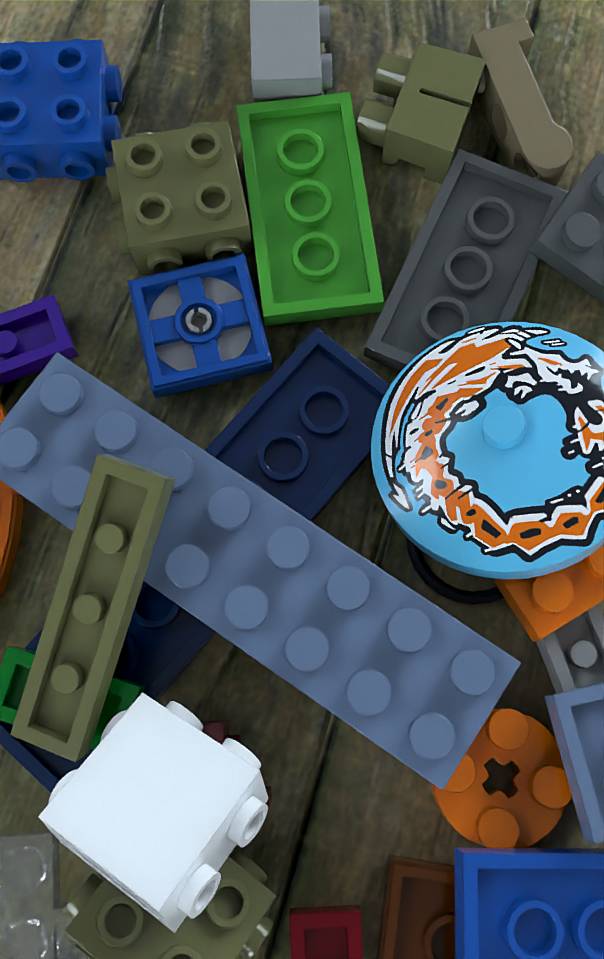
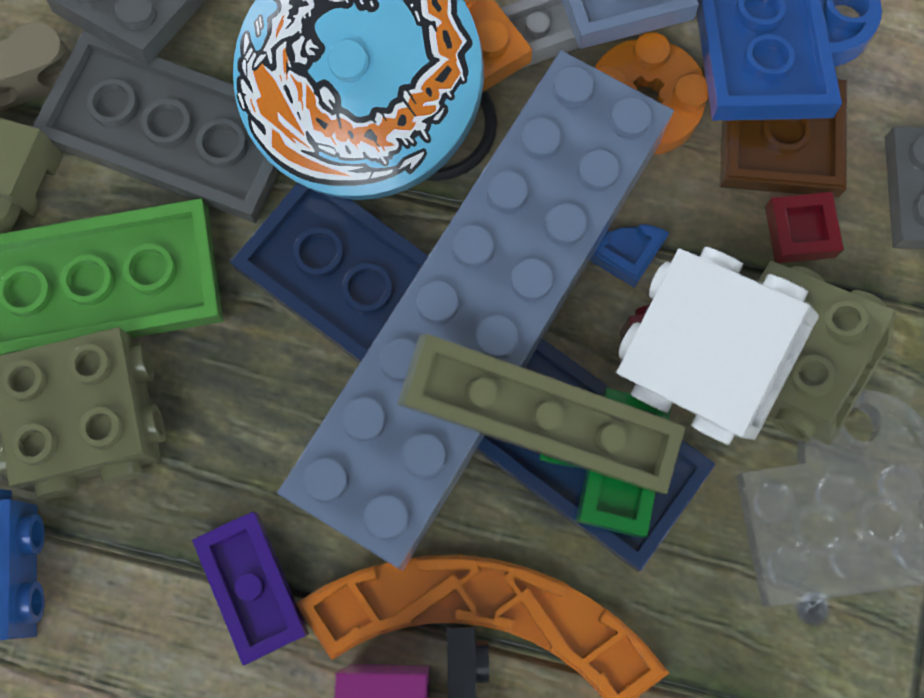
camera: 95 degrees left, 0 degrees up
(199, 325) = (223, 384): blue piece -> none
(314, 739) = (629, 251): none -> blue tile

